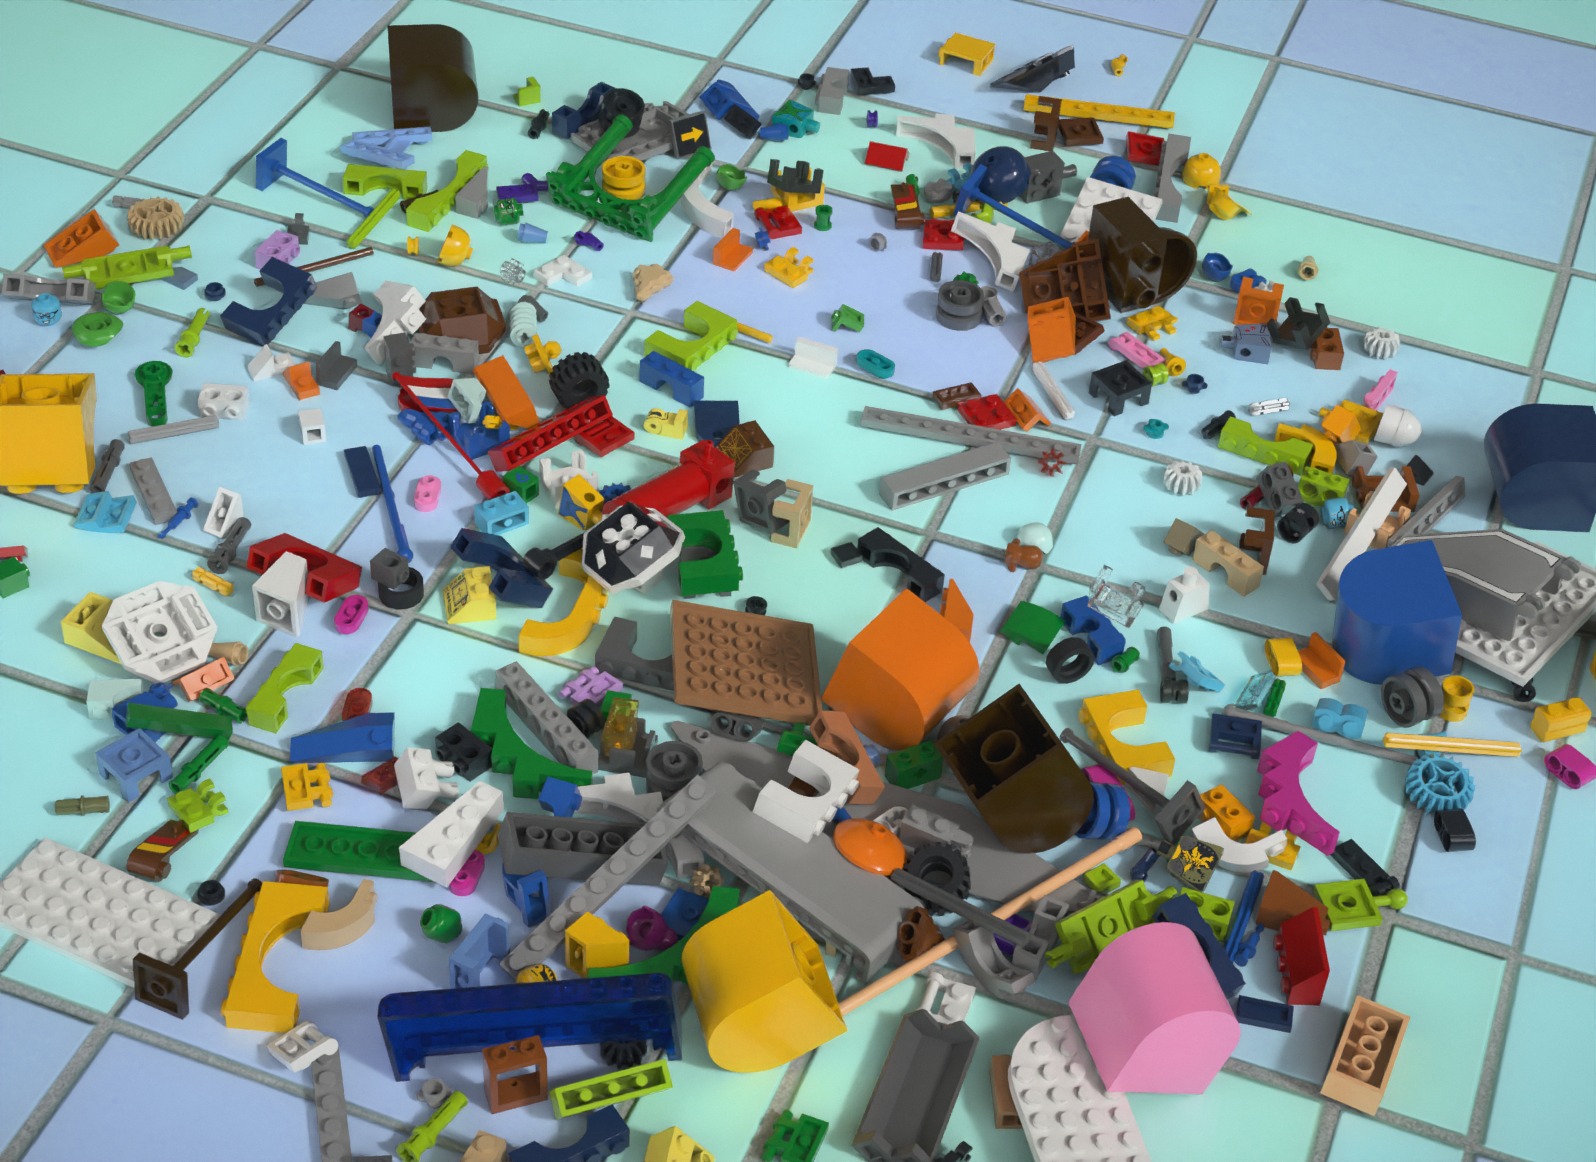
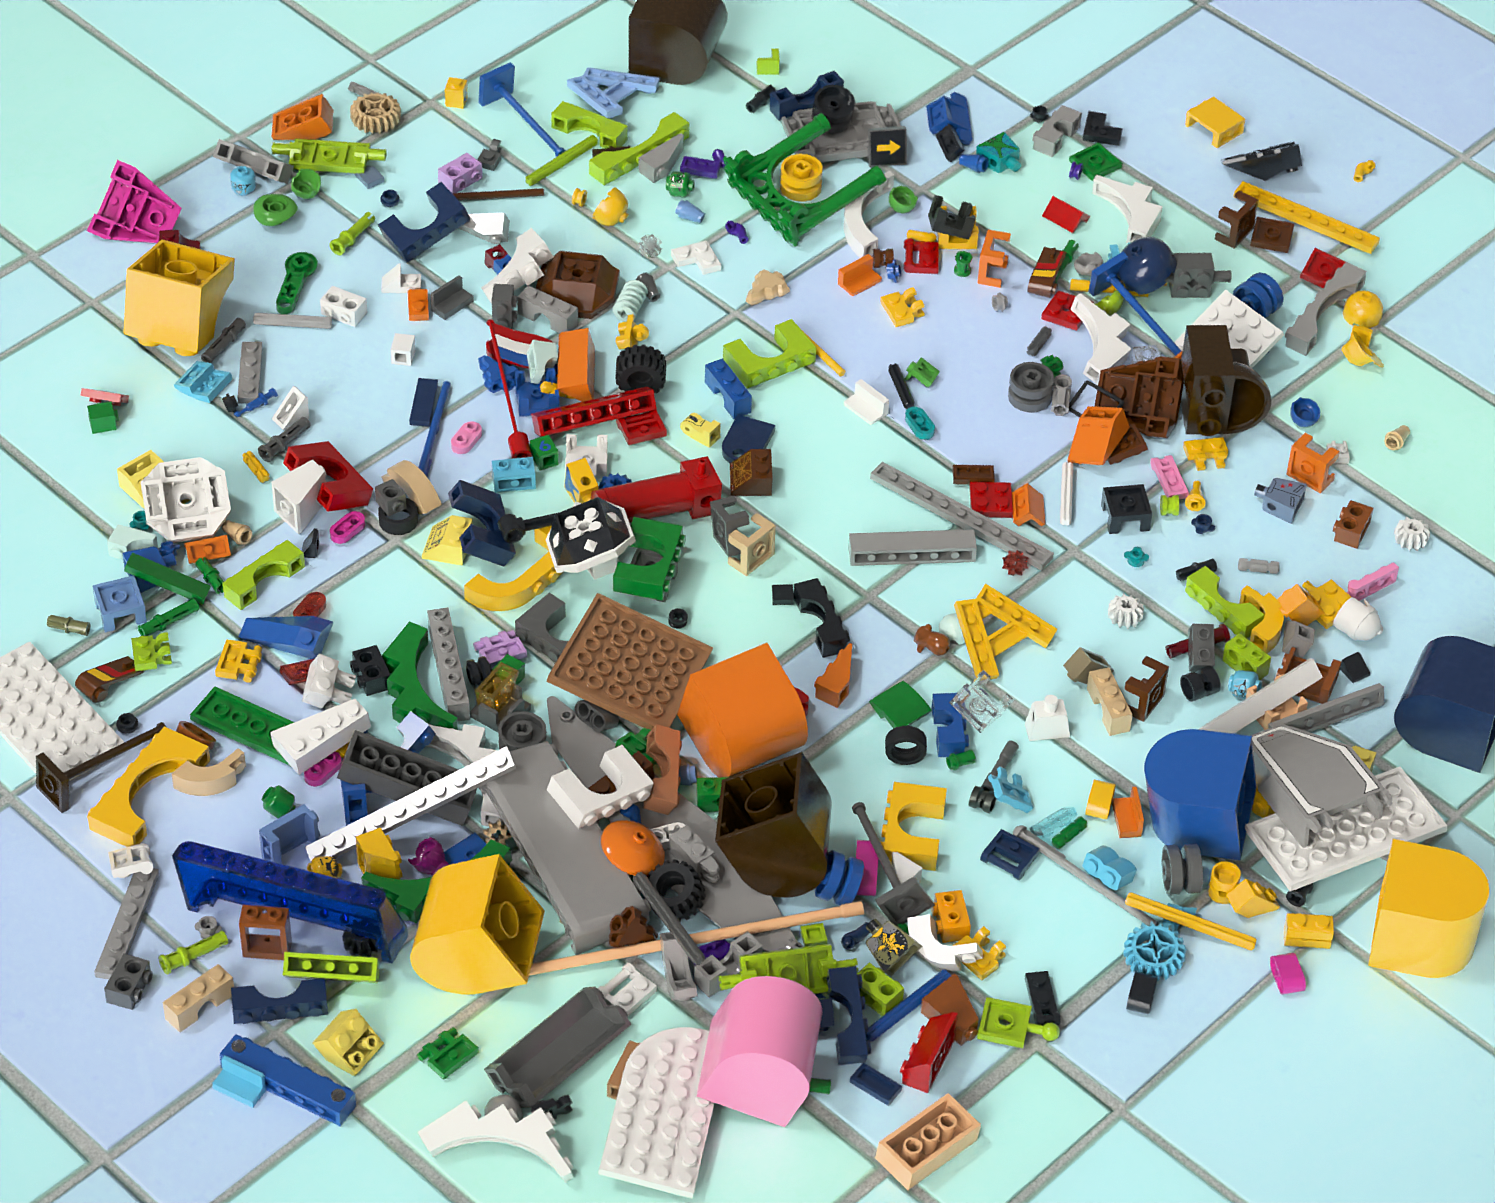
camera: 25 degrees right, 5 degrees up
(110, 670) = (139, 521): none -> teal plate
(149, 525) = (230, 403): none -> black plate
(231, 182) = (456, 93): none -> yellow brick
(321, 640) = (311, 544): none -> black slope
(407, 544) = (415, 485): none -> tan arch
(746, 229) = (879, 257): none -> reddish brown wheel
(835, 336) = (901, 386): none -> black axle
(850, 204) = (990, 257): none -> orange panel
(887, 108) = (1096, 161): none -> green tile
(1024, 291) = (1121, 402): none -> black piece
(1080, 546) = (1019, 626): none -> yellow plate
(1236, 279) = (1326, 434): blue plate -> none
(1247, 949) = (896, 1029): blue piece -> none
(1284, 800) = (1023, 894): dark pink arch -> none
(1300, 327) = (1336, 497): pearl dark grey panel -> none
(1489, 705) = (1252, 899): none -> yellow slope

